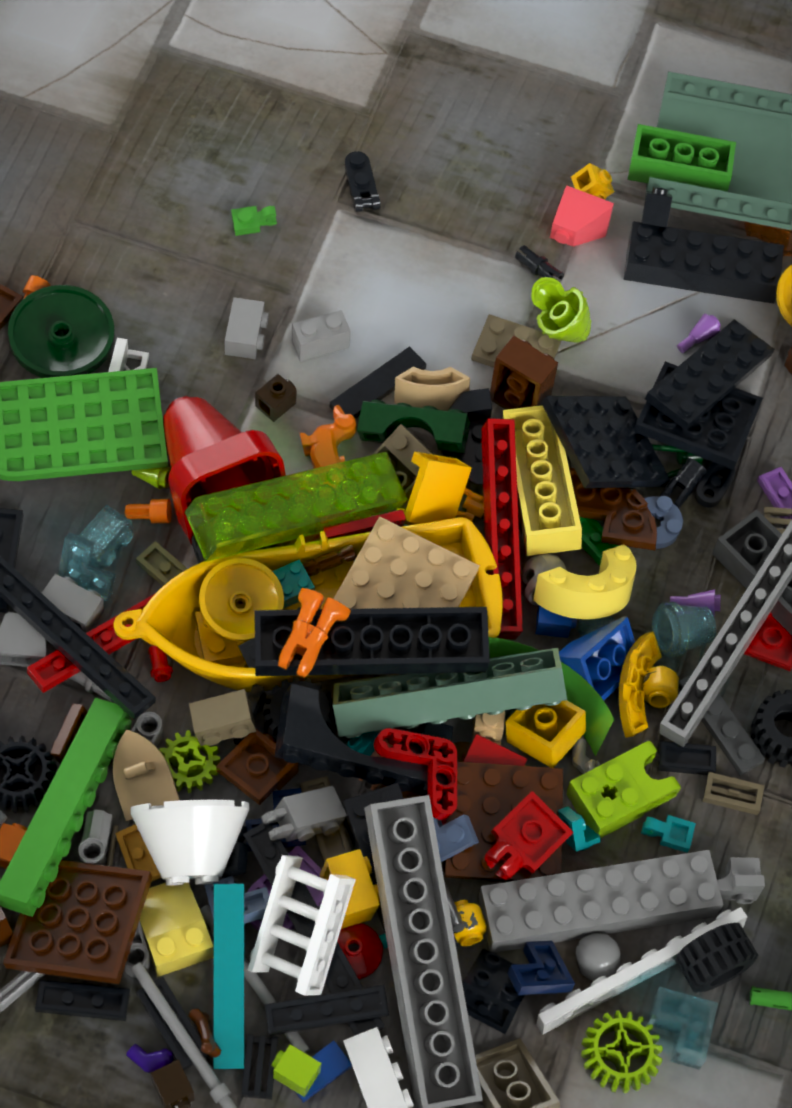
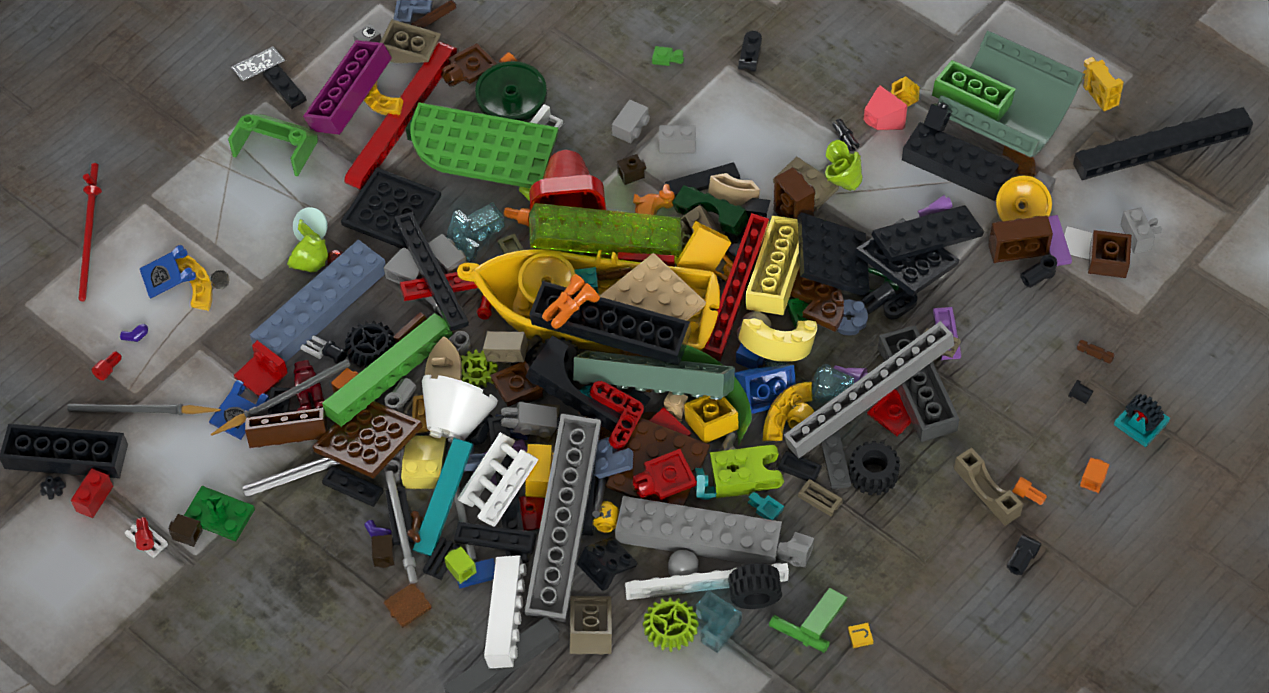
camera: 30 degrees right, 5 degrees down
(544, 973) = (642, 561): dark blue plate -> none

